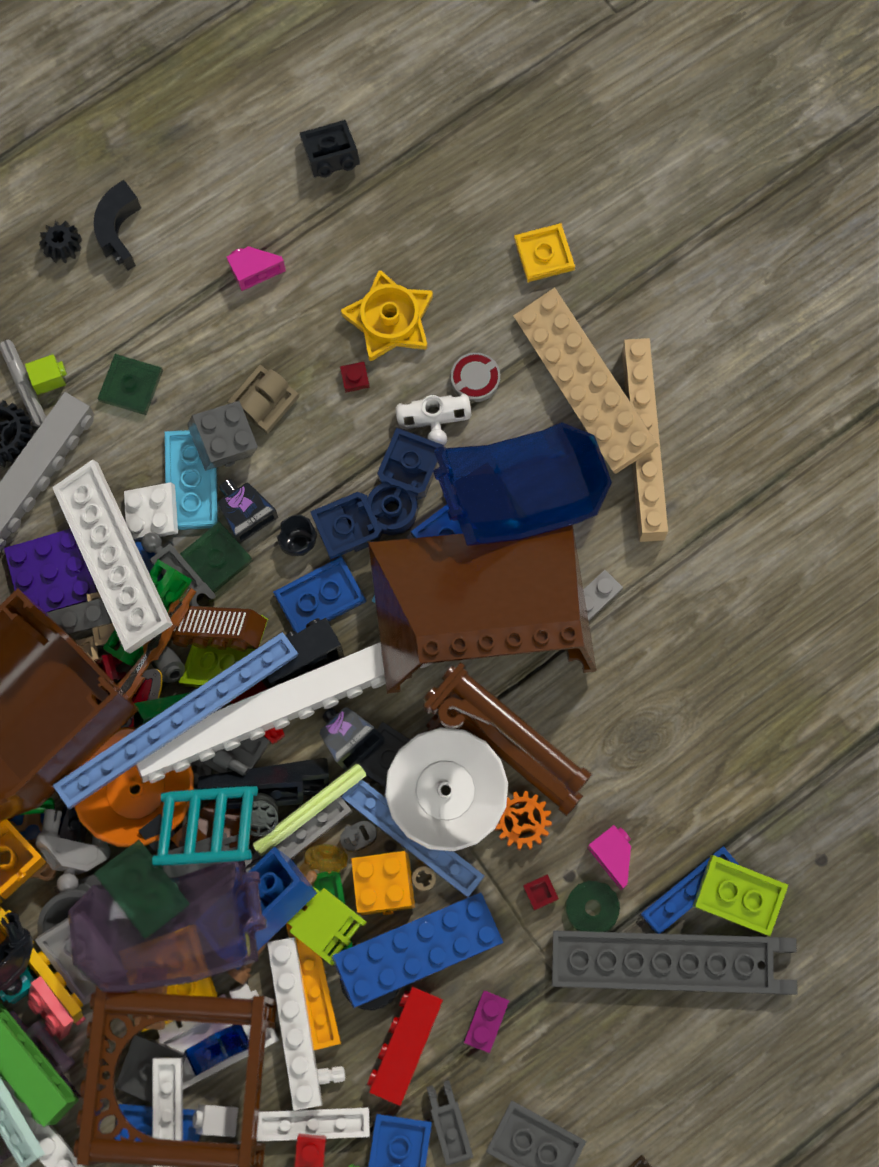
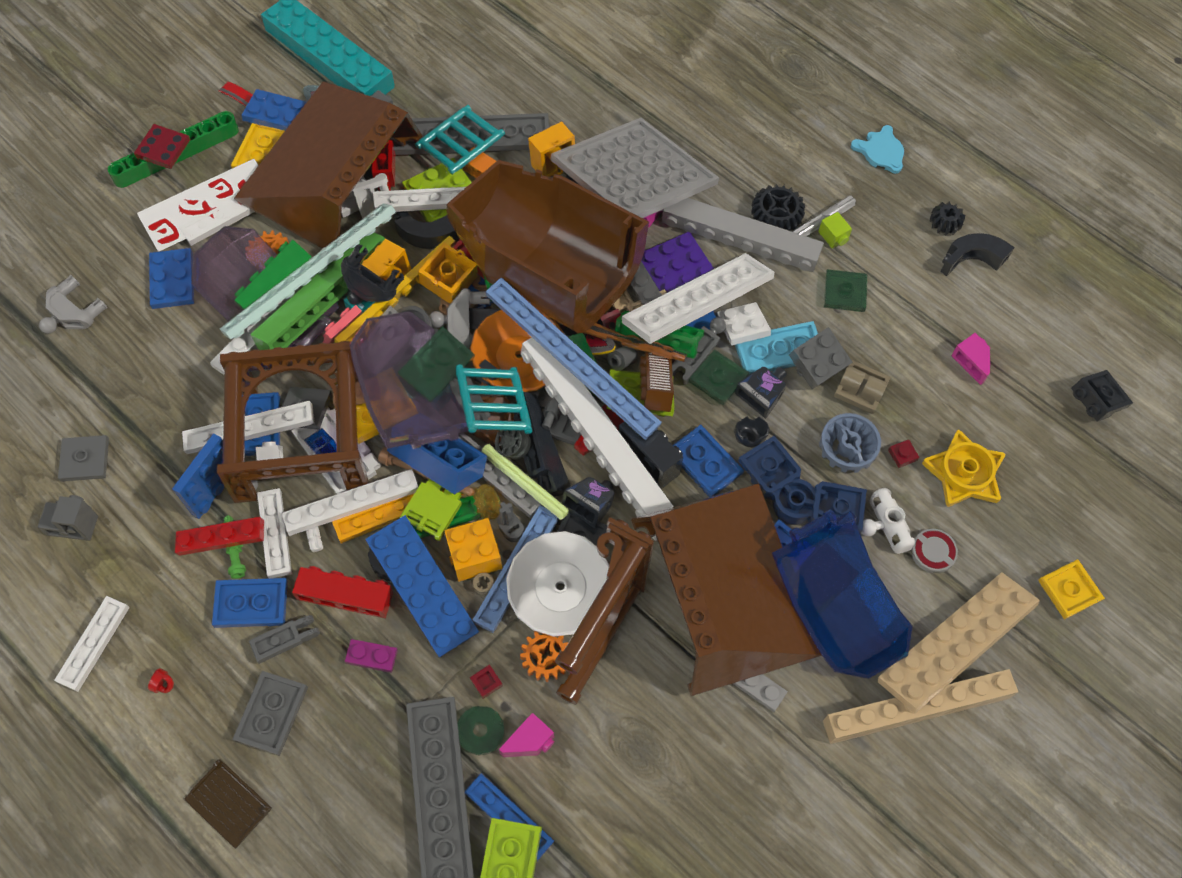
camera: 75 degrees right, 10 degrees down
(333, 414) = (851, 432): none -> sand blue gear

